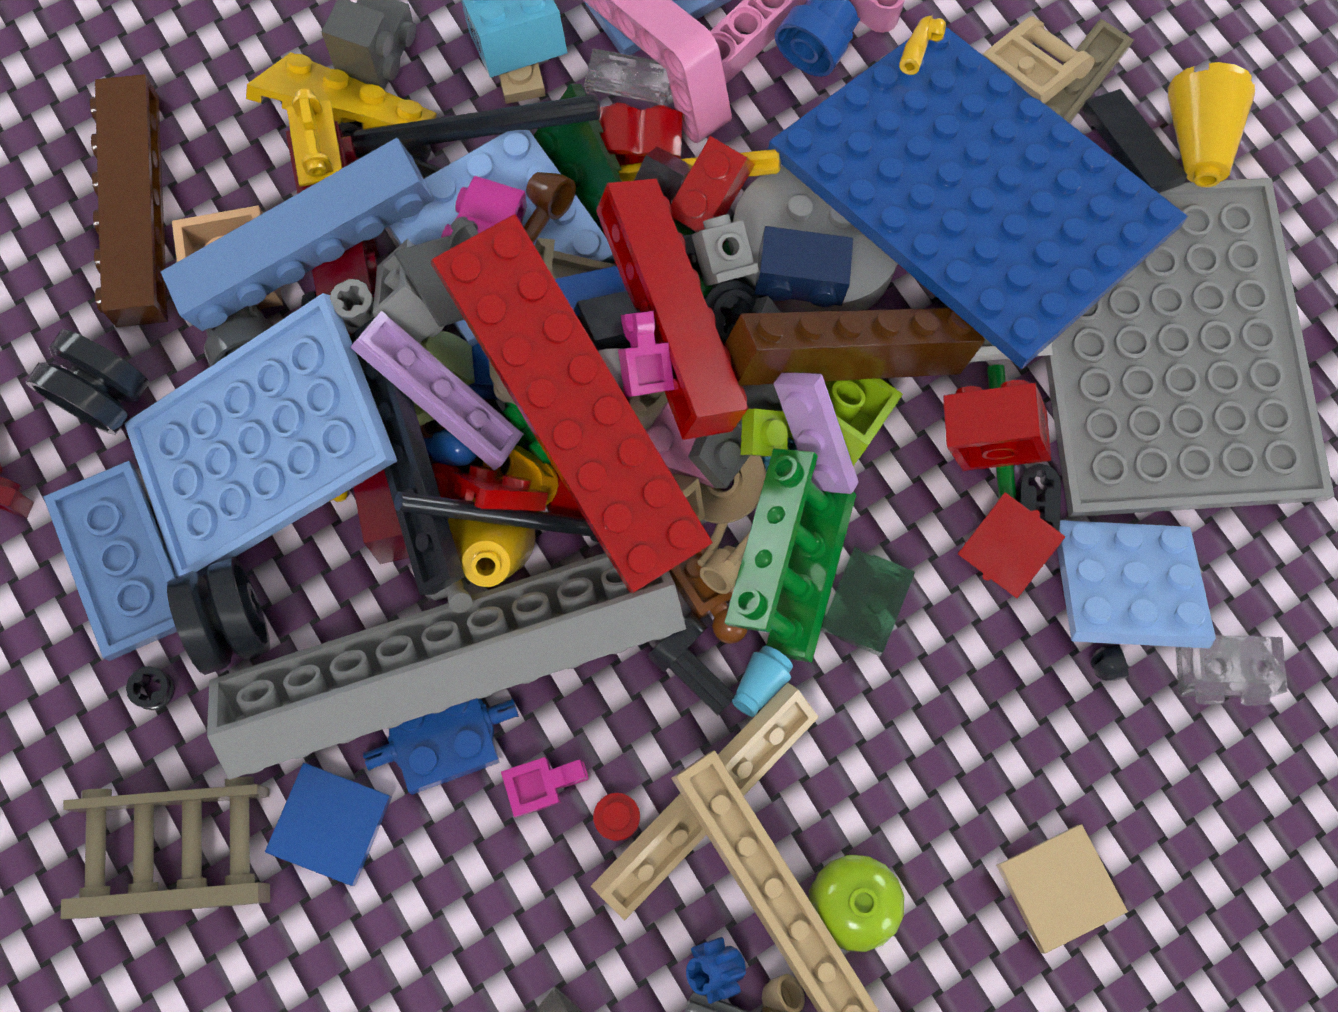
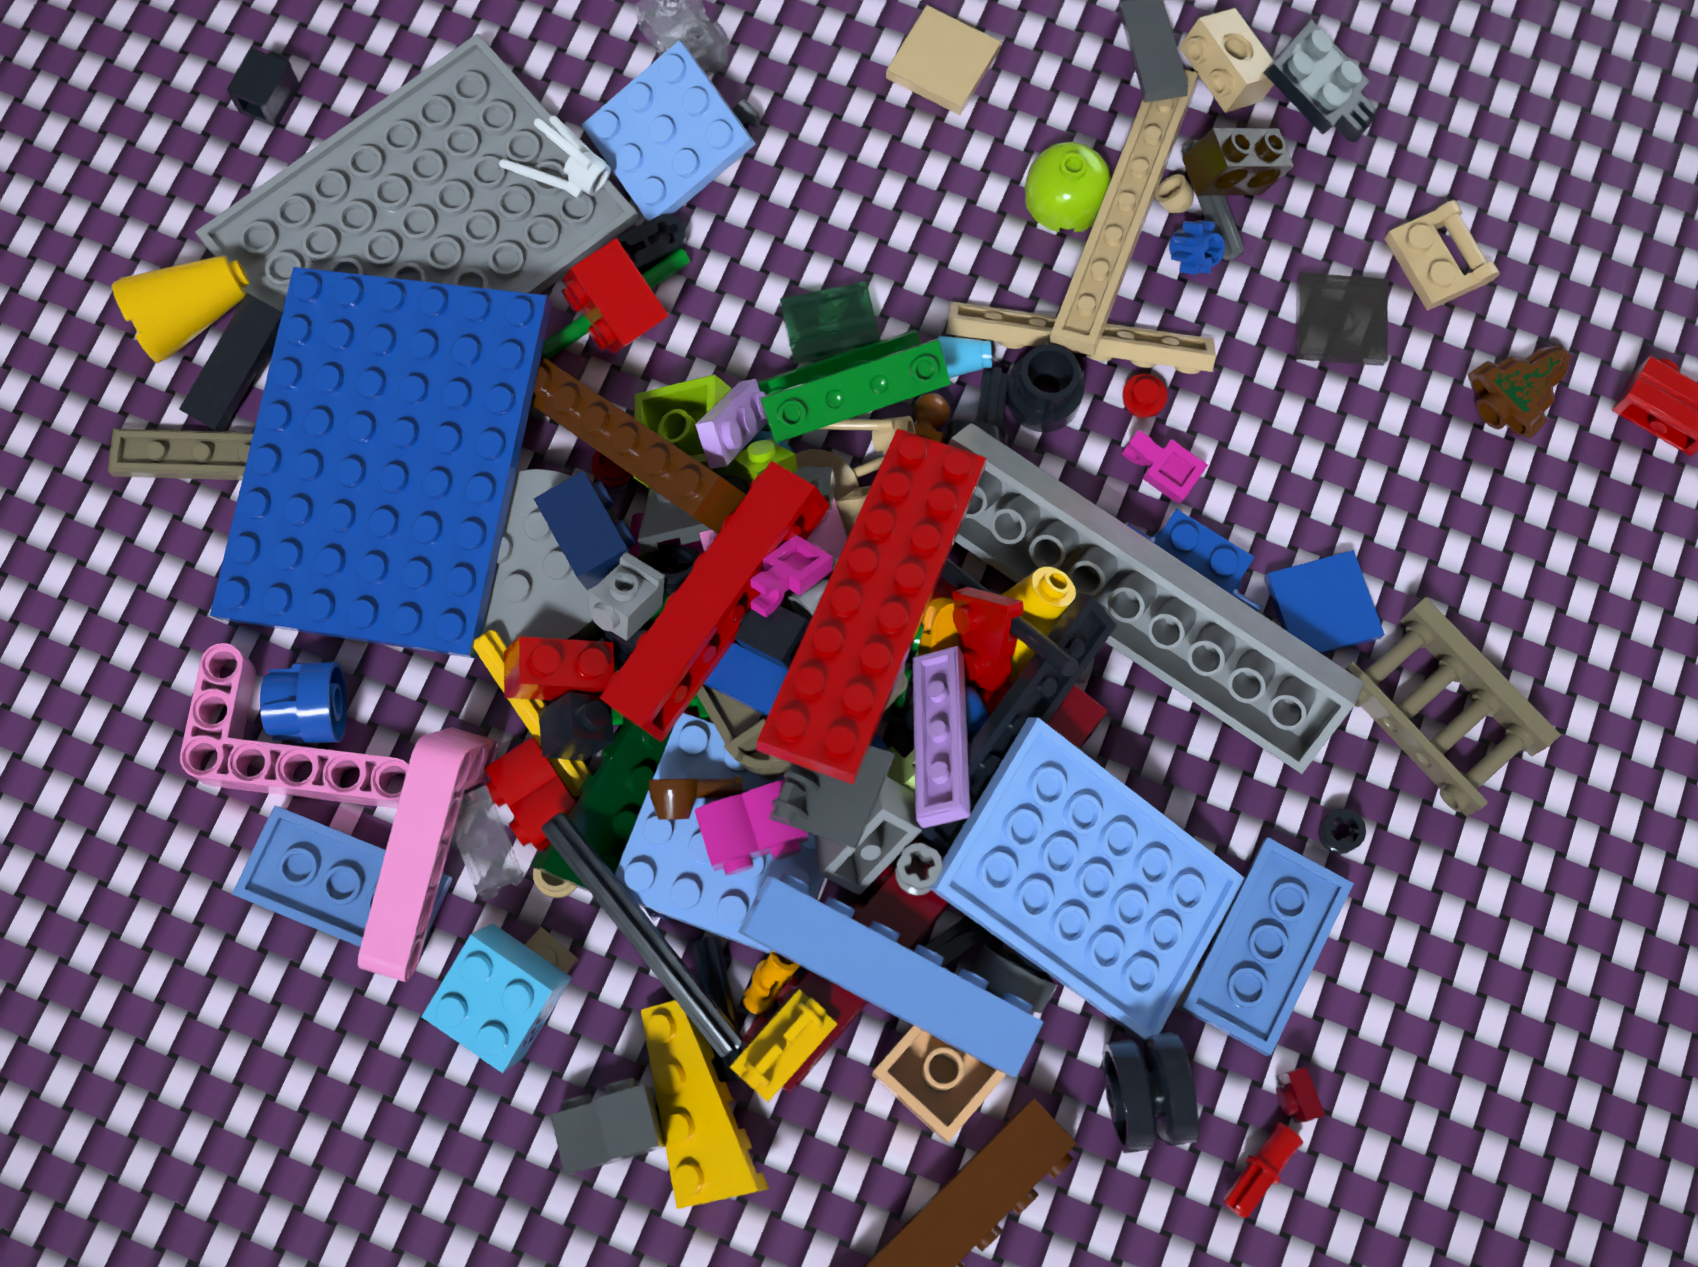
camera: 125 degrees left, 0 degrees up
(218, 616) = (1254, 807): black wheel -> none
(676, 709) = (1038, 409): none -> black piece
(916, 46) = (267, 597): yellow arm -> none
(1011, 545) = (699, 244): red piece -> none
(1032, 67) = (211, 498): tan plate -> none
(1136, 487) = (585, 169): none -> white plant

